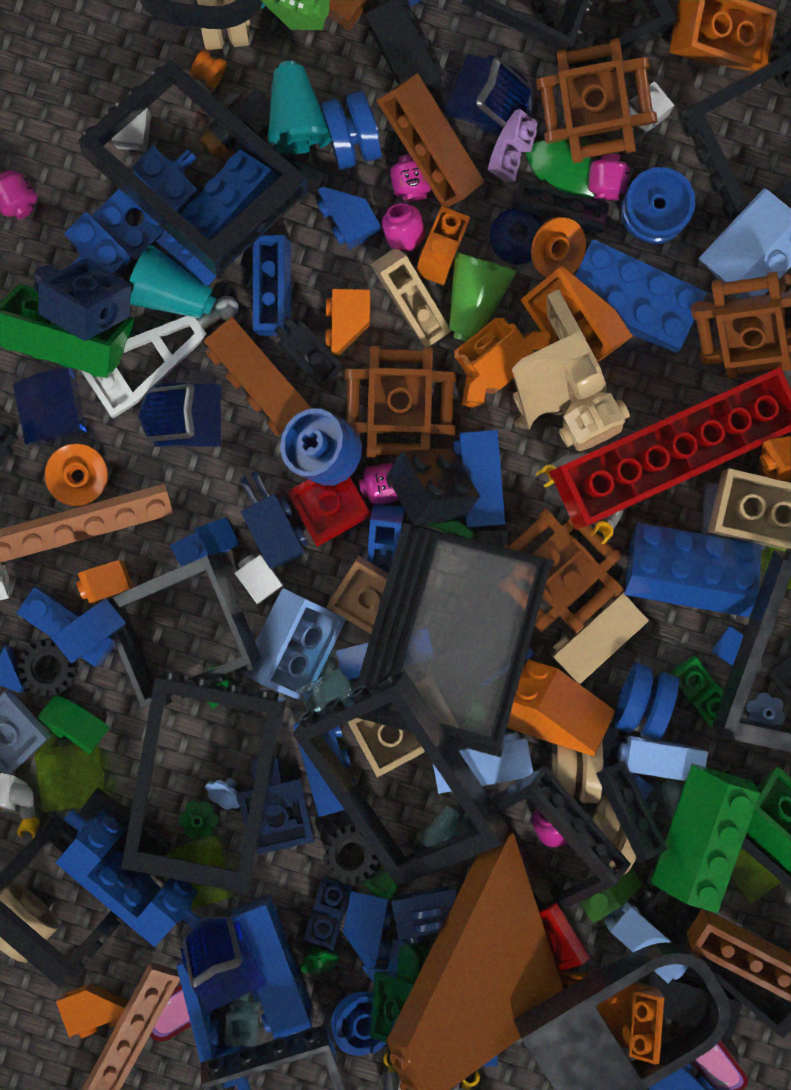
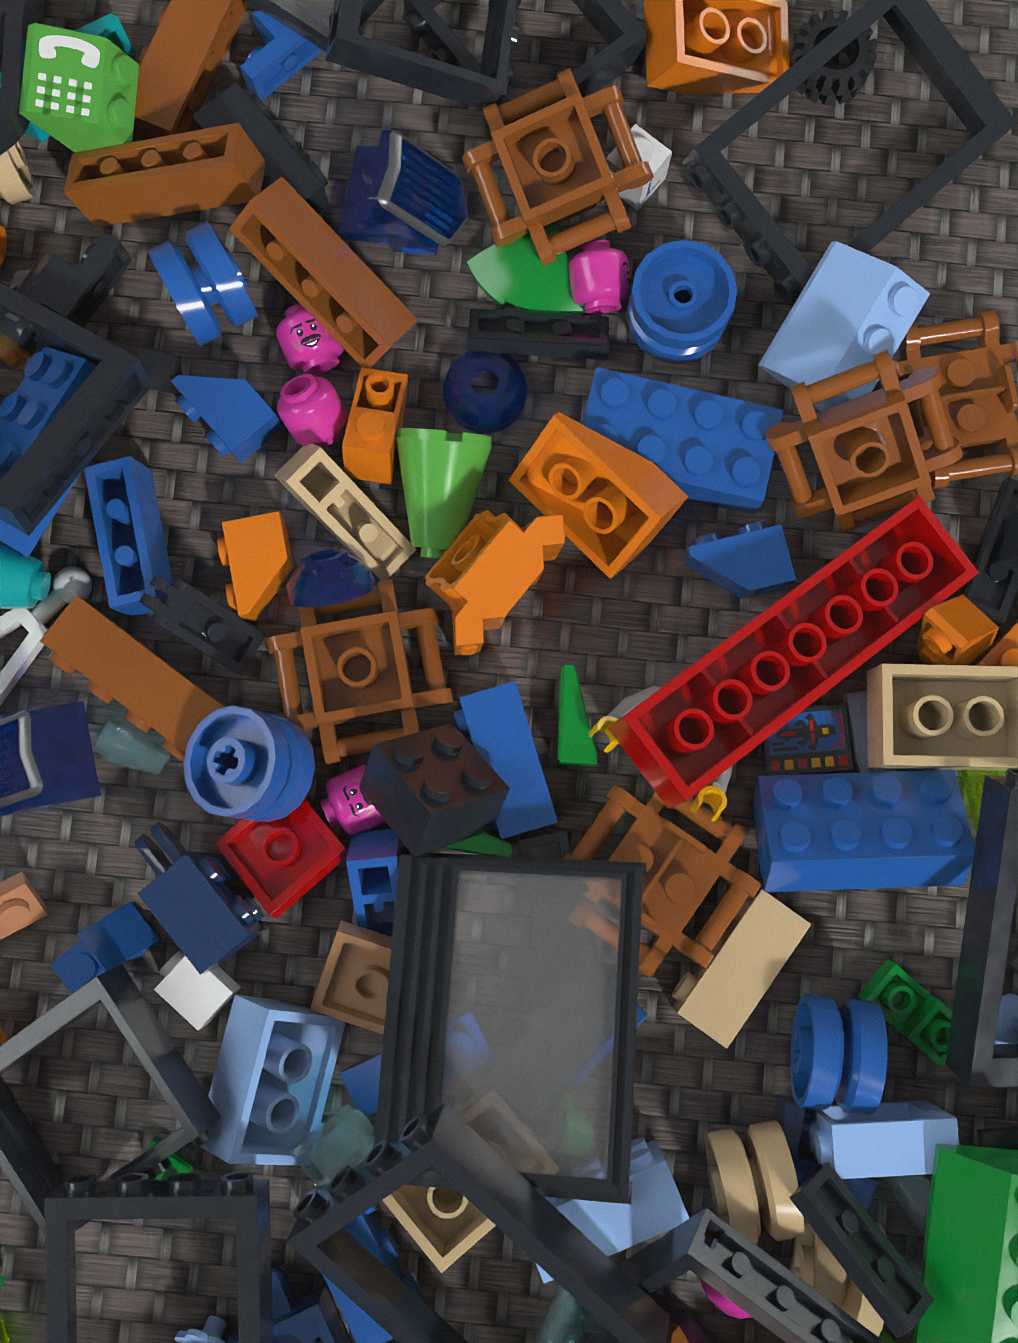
camera: 15 degrees left, 5 degrees down
(245, 420) = (130, 747): none -> clear light blue cone
(295, 112) = (111, 275): teal cone -> none
(343, 52) = (165, 175): none -> dark orange brick
(393, 340) = (329, 579): none -> clear blue piece
(515, 138) = (449, 252): lavender slope -> none
(527, 466) = (572, 740): none -> green slope
(559, 710) = (706, 1099): orange slope -> none
(568, 250) = (563, 388): orange dish -> none
(568, 384) = (605, 584): tan piece -> none
(660, 386) = (744, 563): none -> blue slope
(675, 508) = (810, 743): none -> piece
(728, 645) = (941, 934): blue tile -> none

